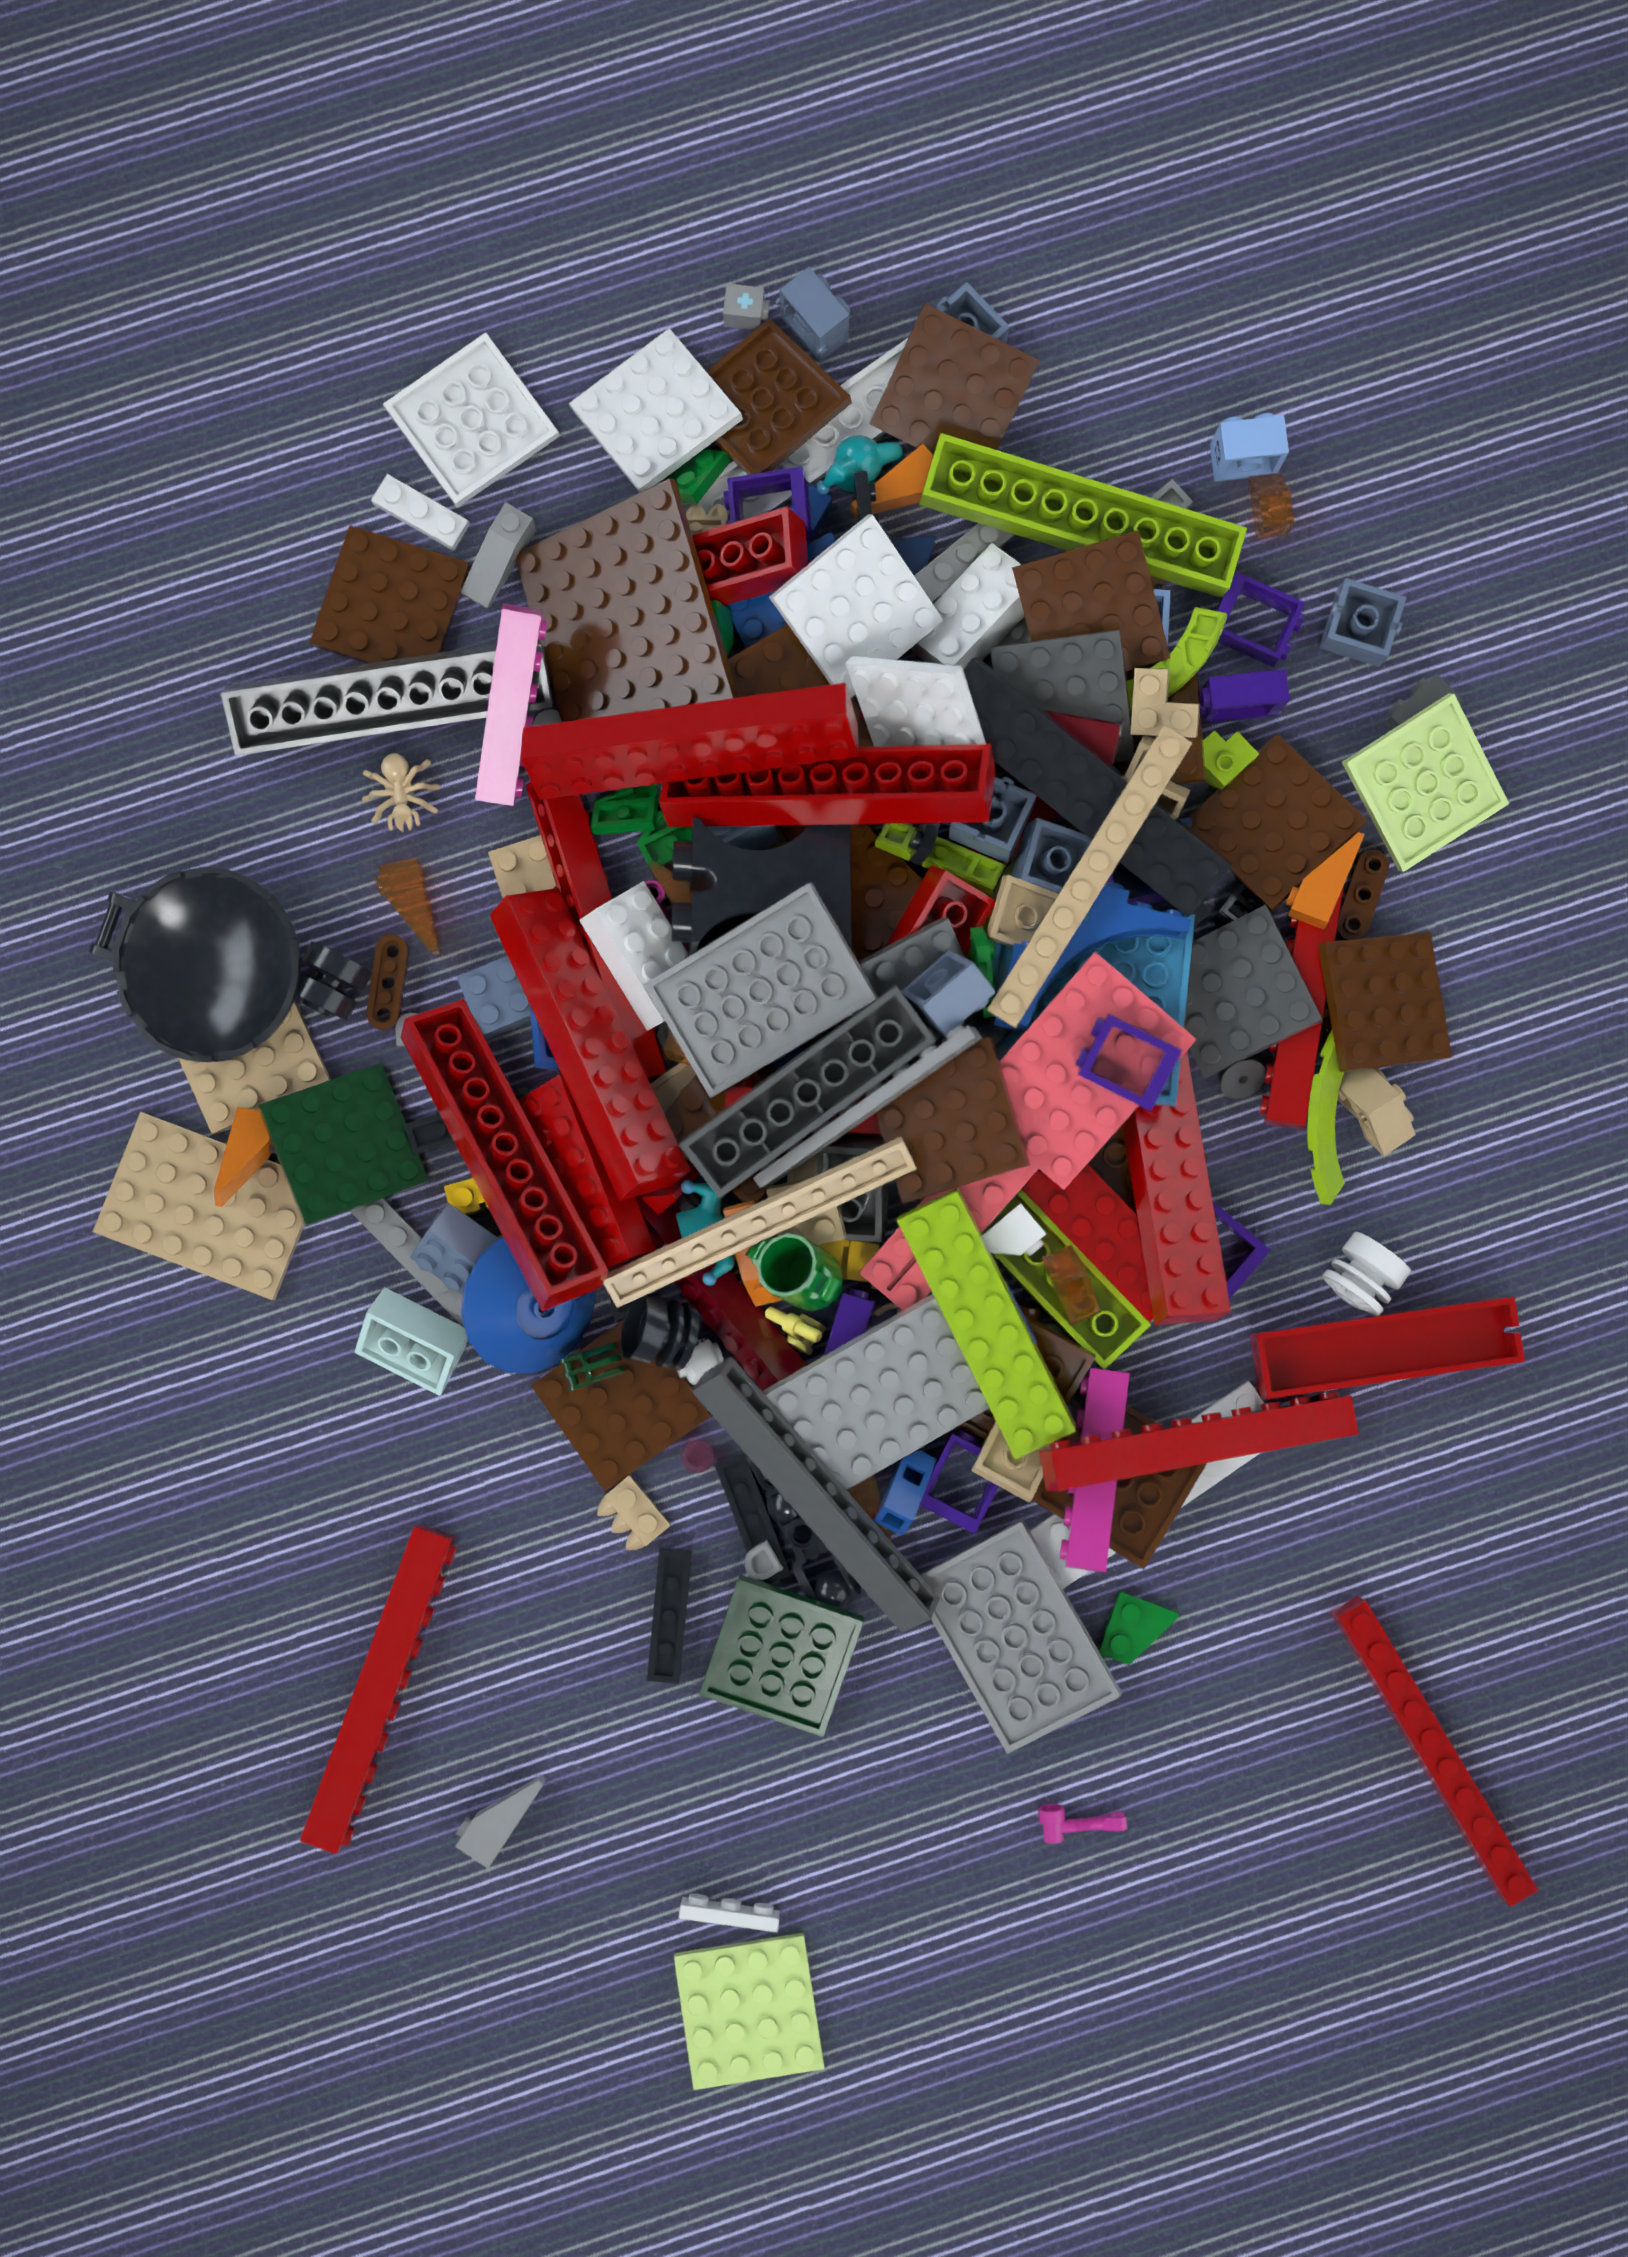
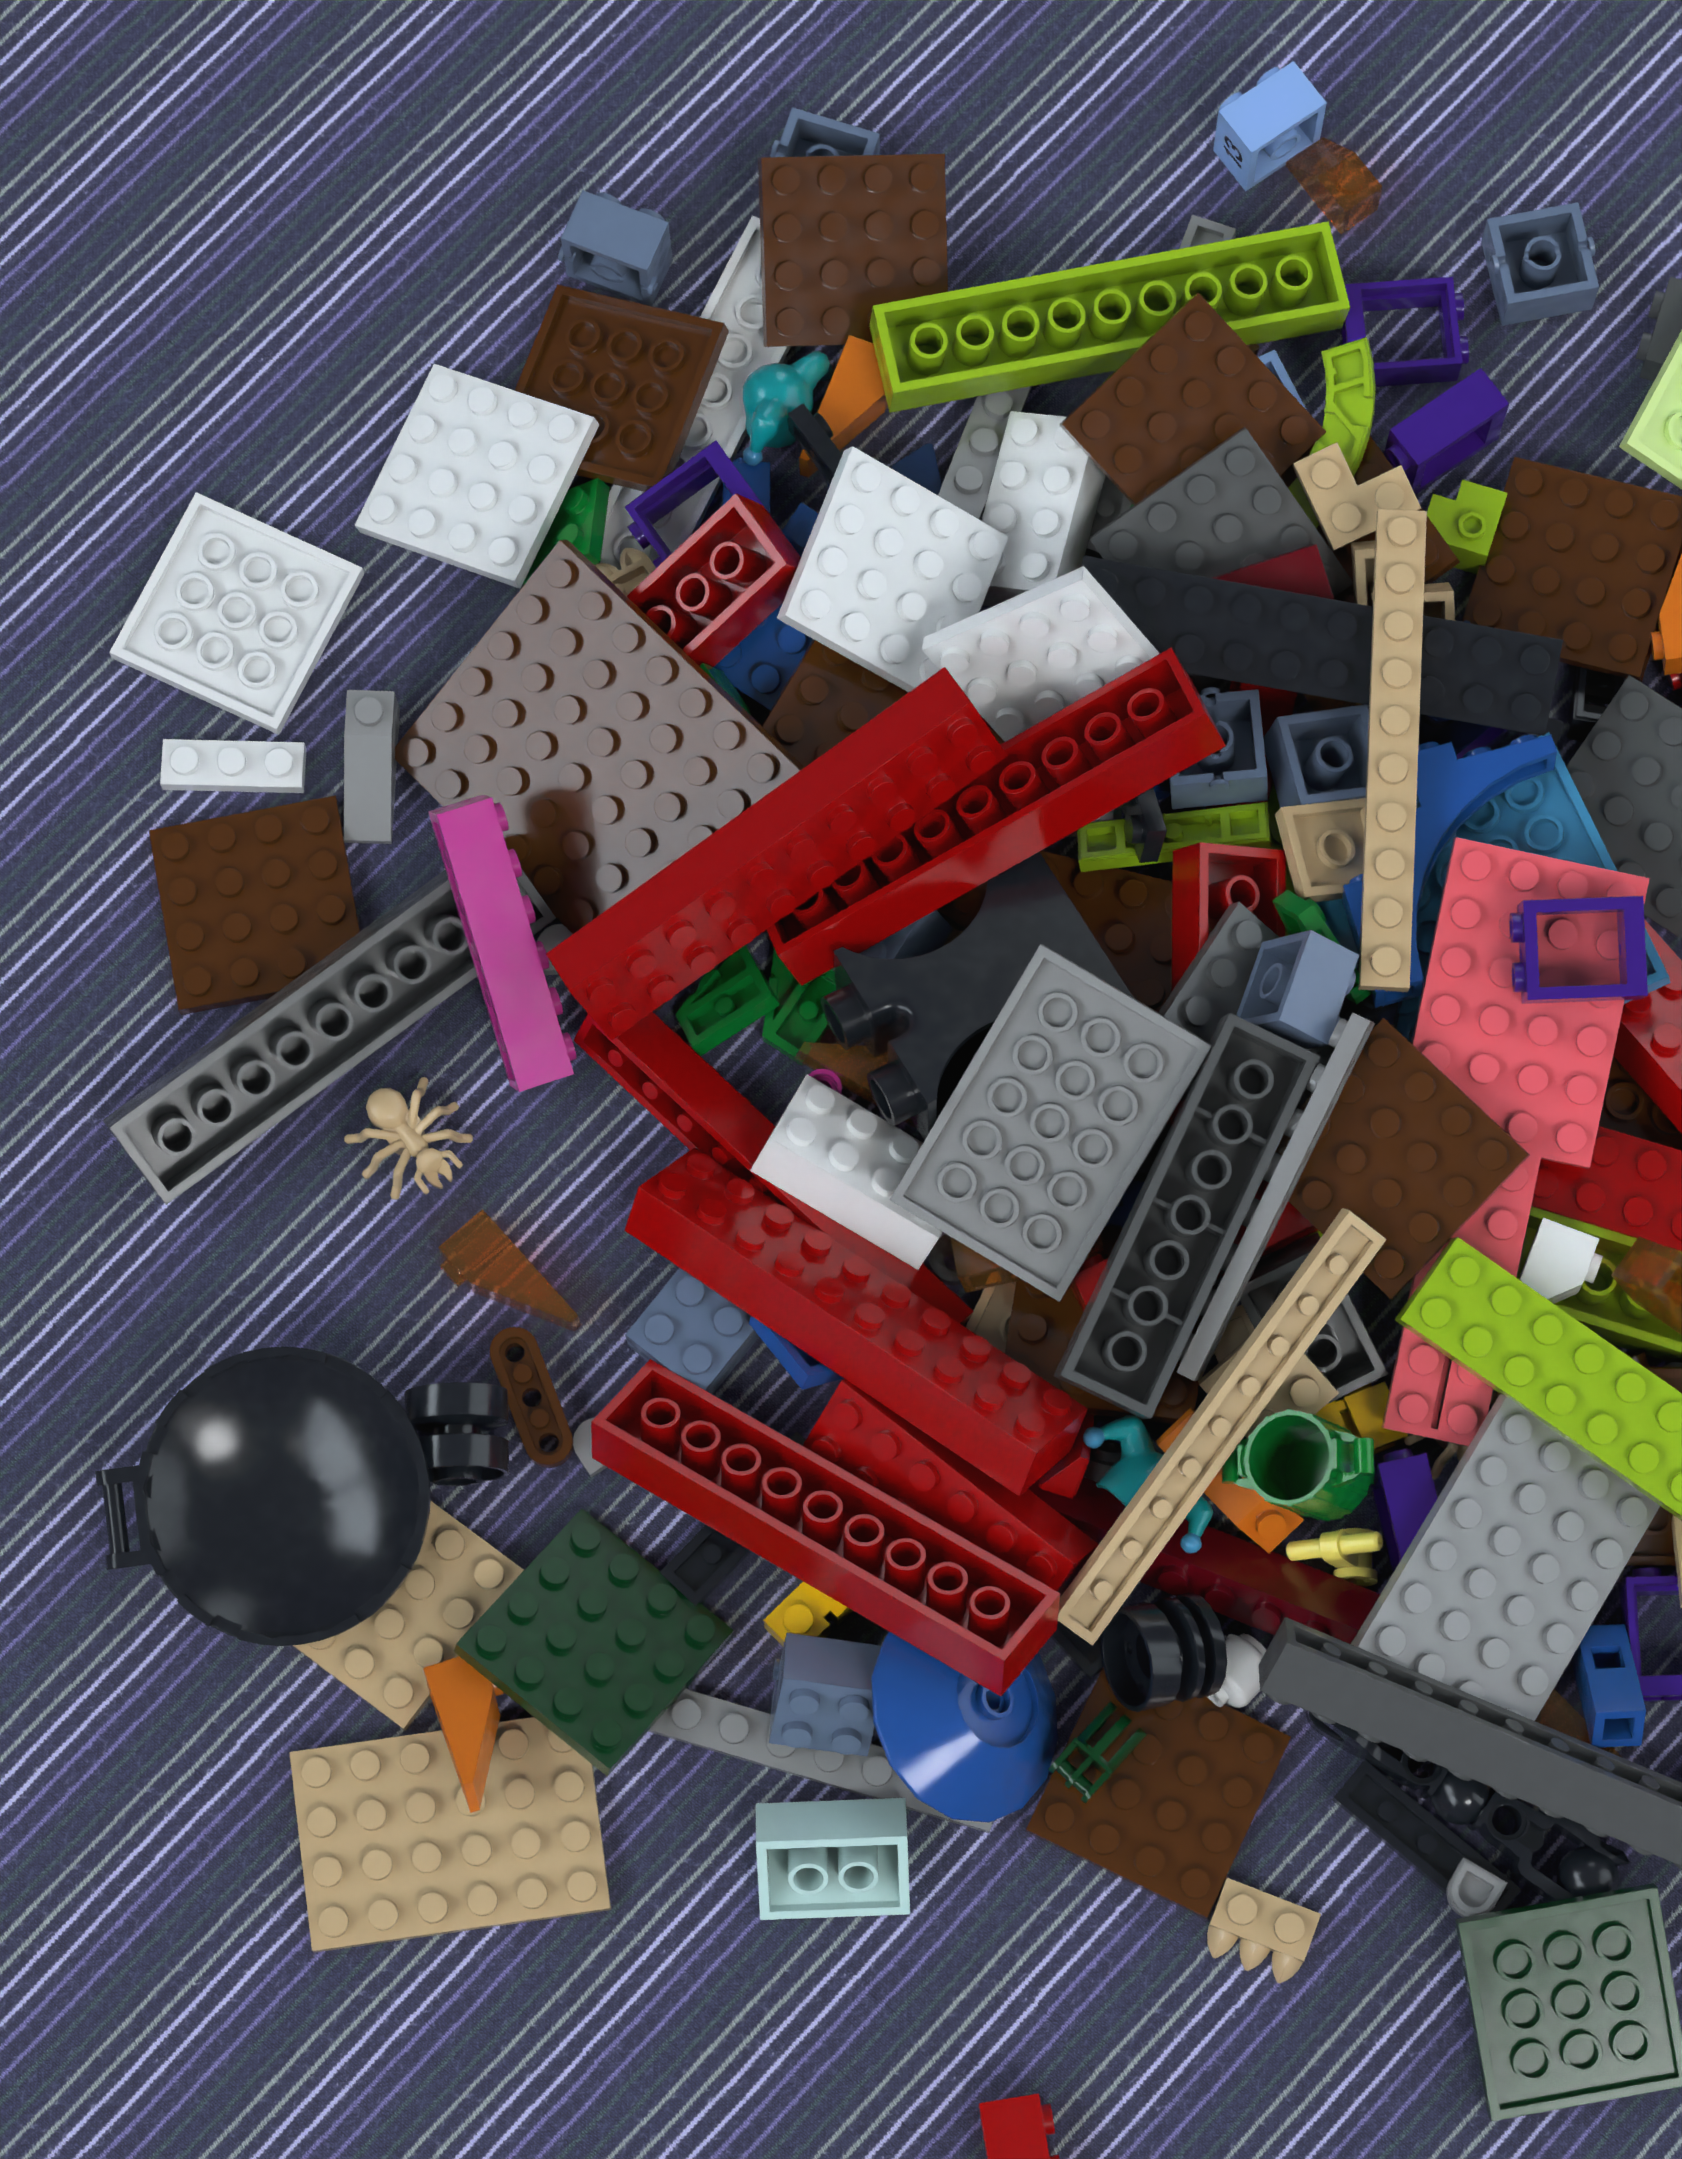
camera: 25 degrees left, 10 degrees down
(522, 867) = (627, 1151): tan plate -> none
(669, 1615) = (1390, 2037): black plate -> none
(697, 1456) = (1303, 1801): clear pink plate -> none
(745, 307) = (518, 286): light grey brick -> none

